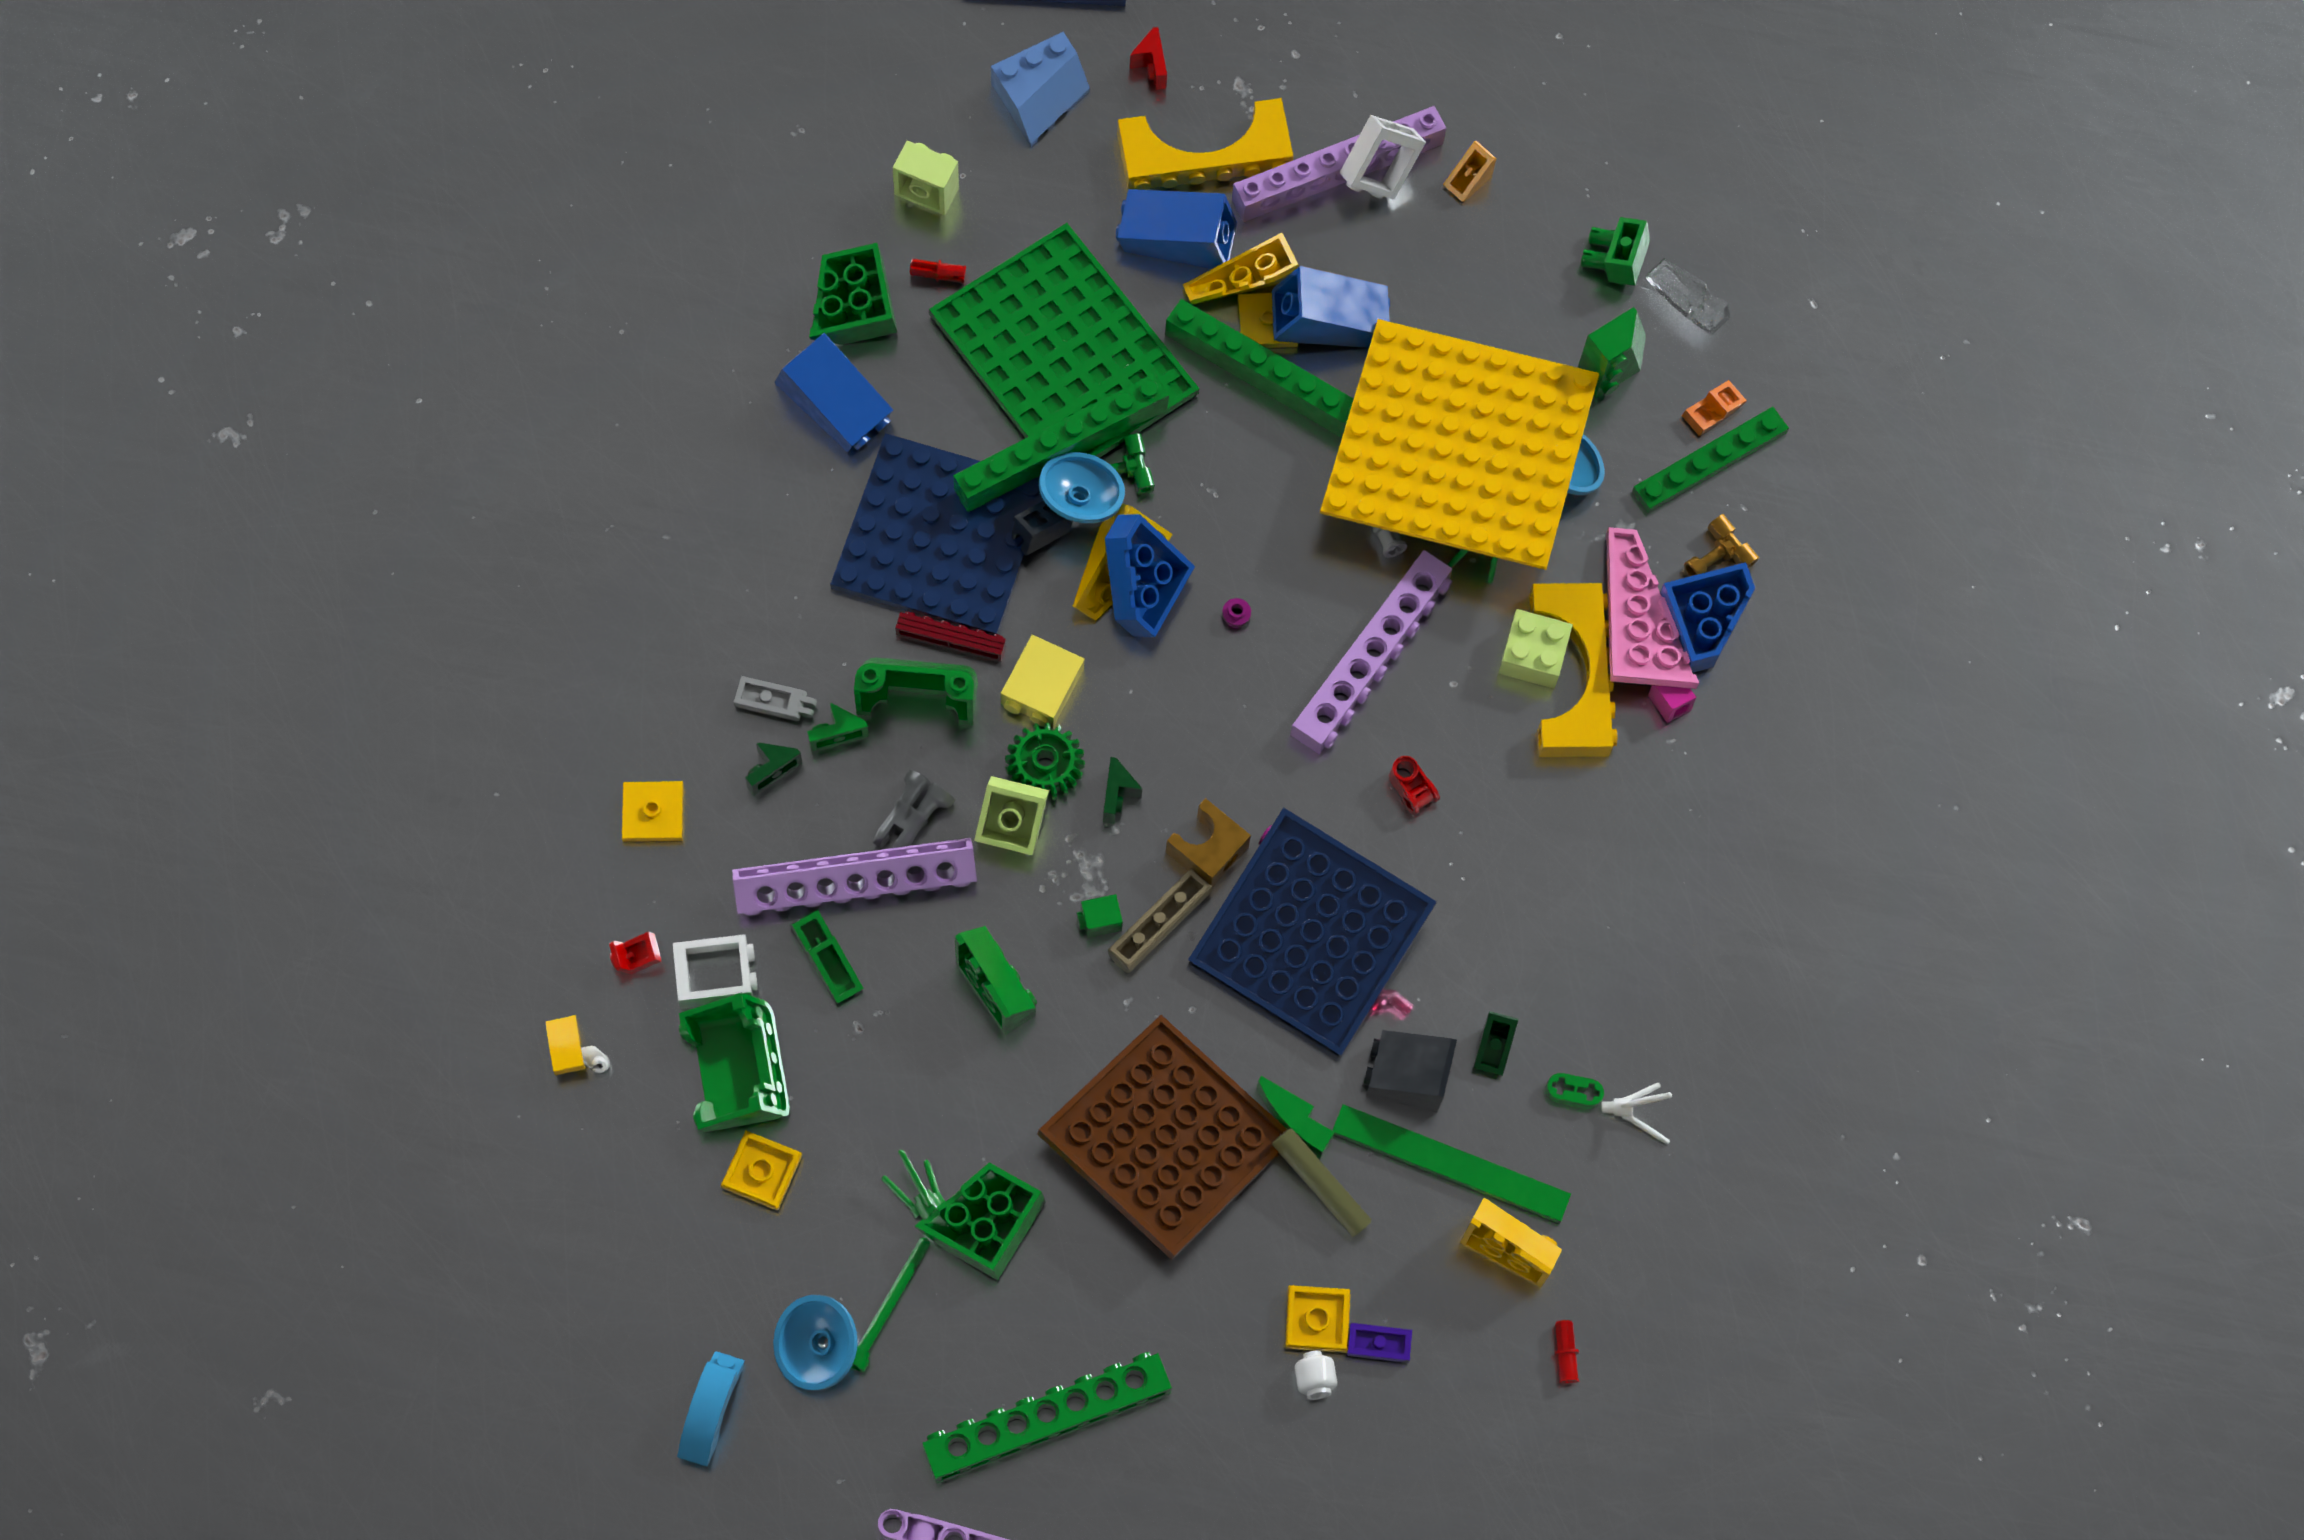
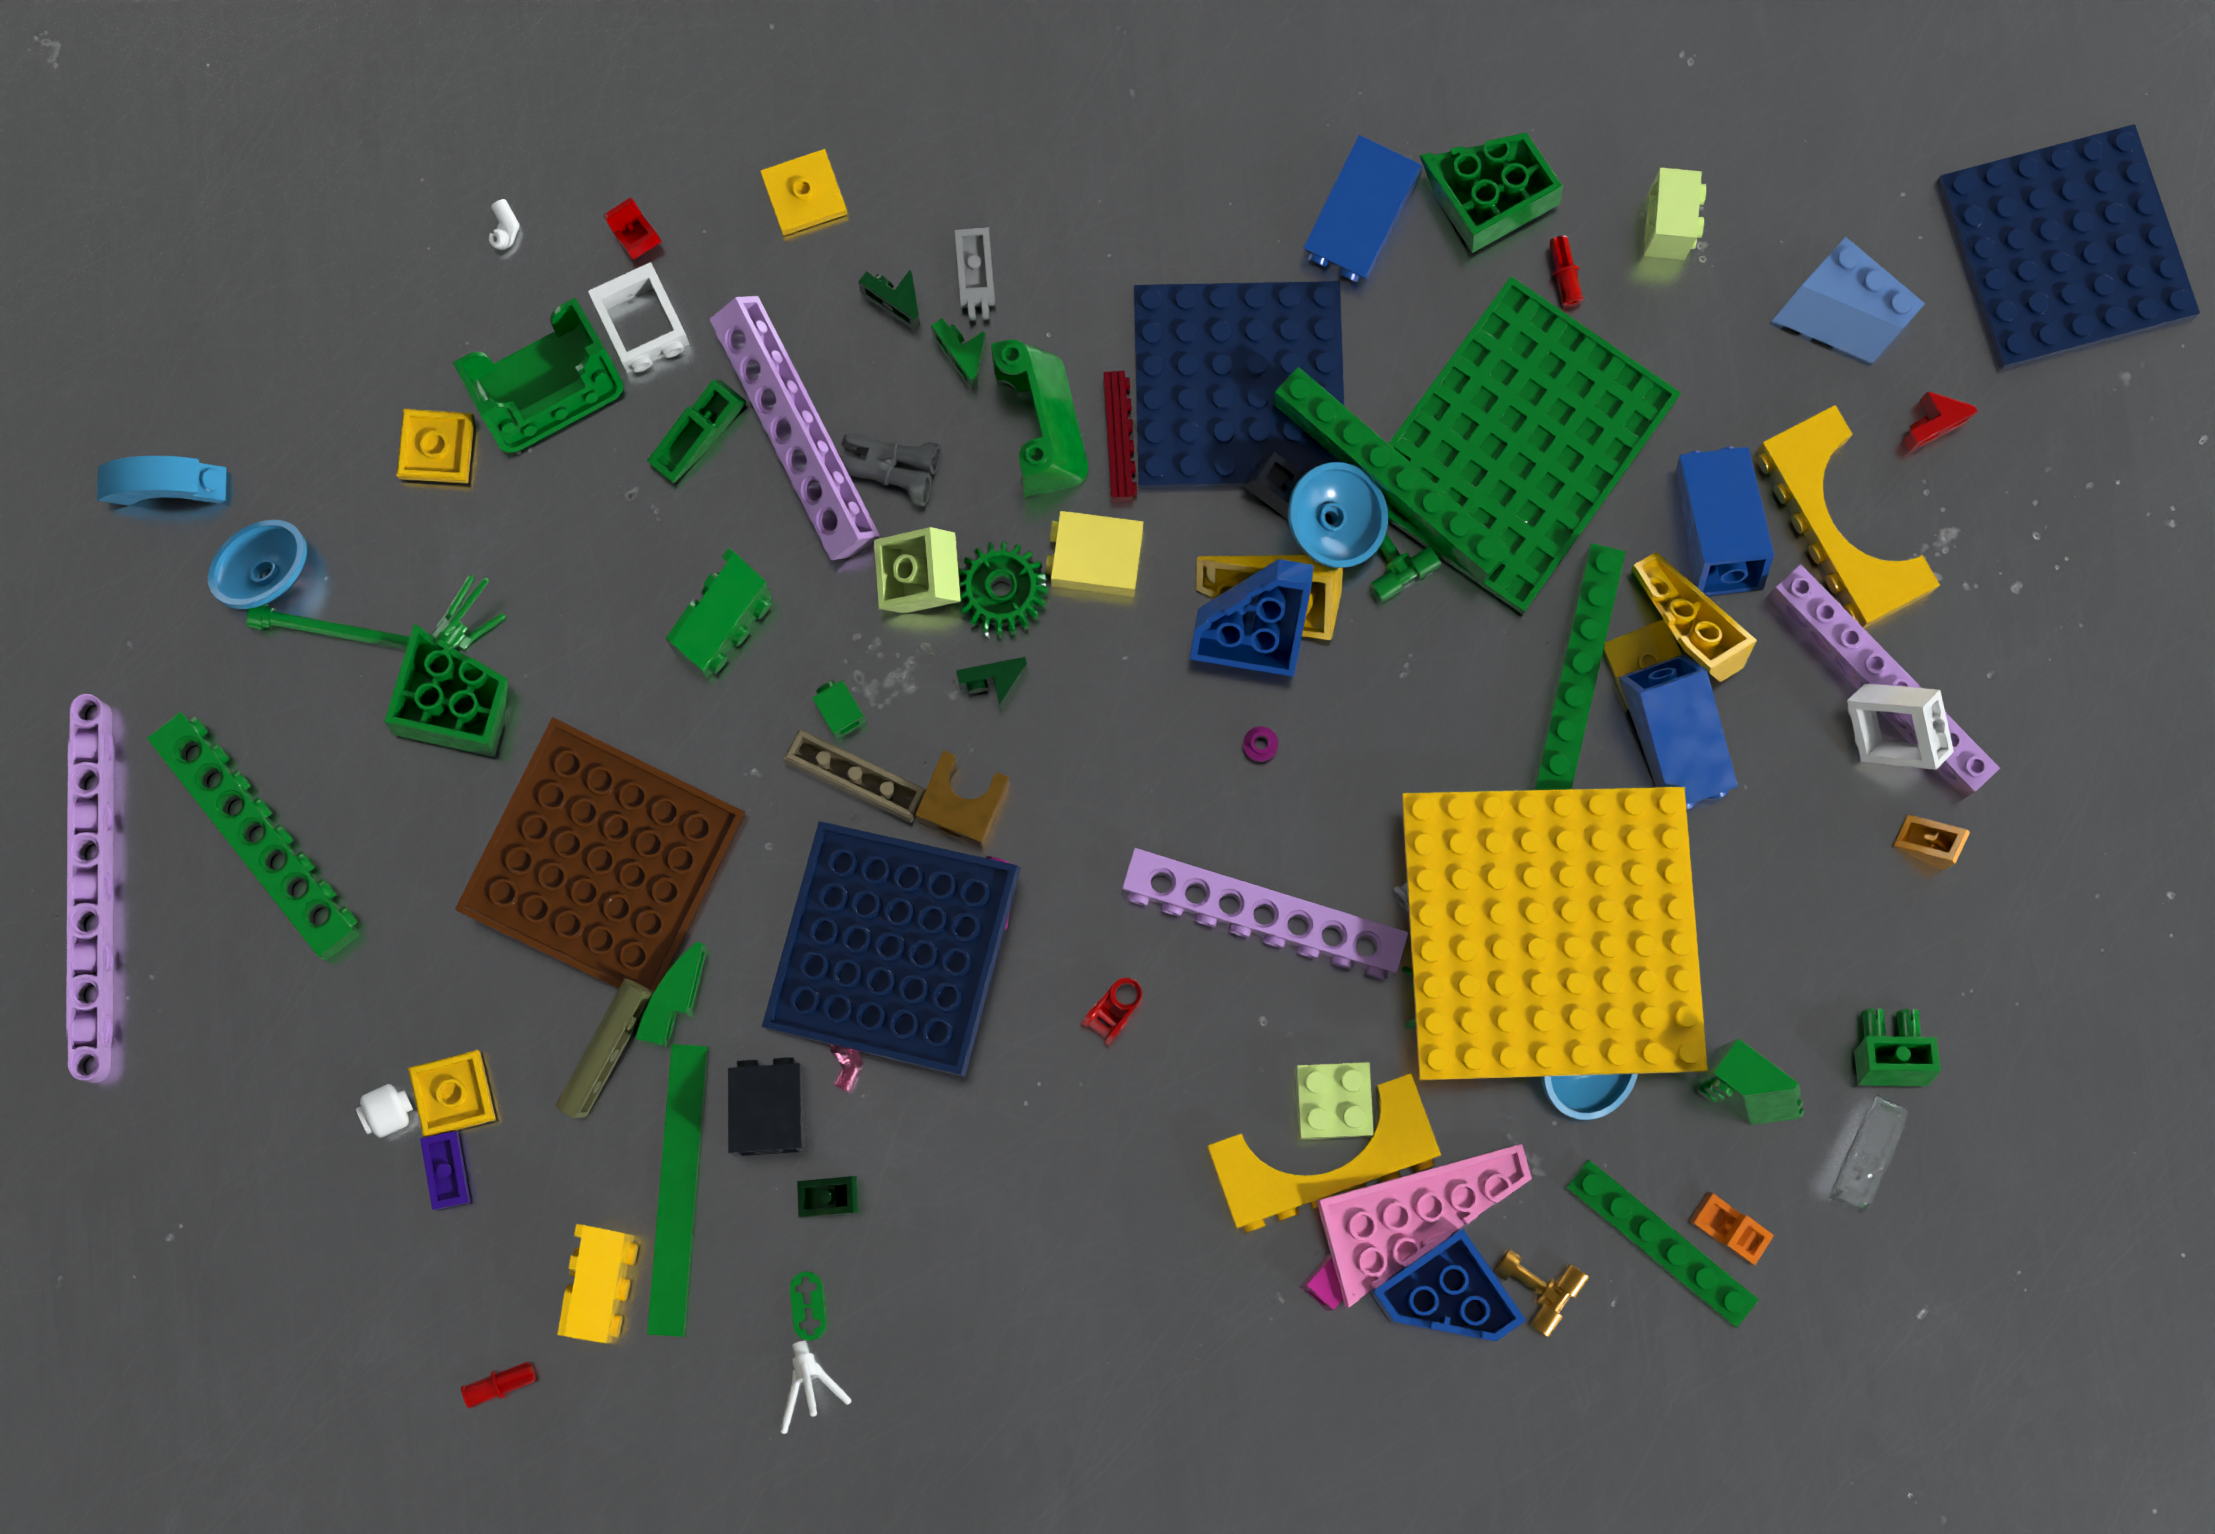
camera: 75 degrees right, 10 degrees up
(565, 1045) = (509, 193): yellow slope -> none

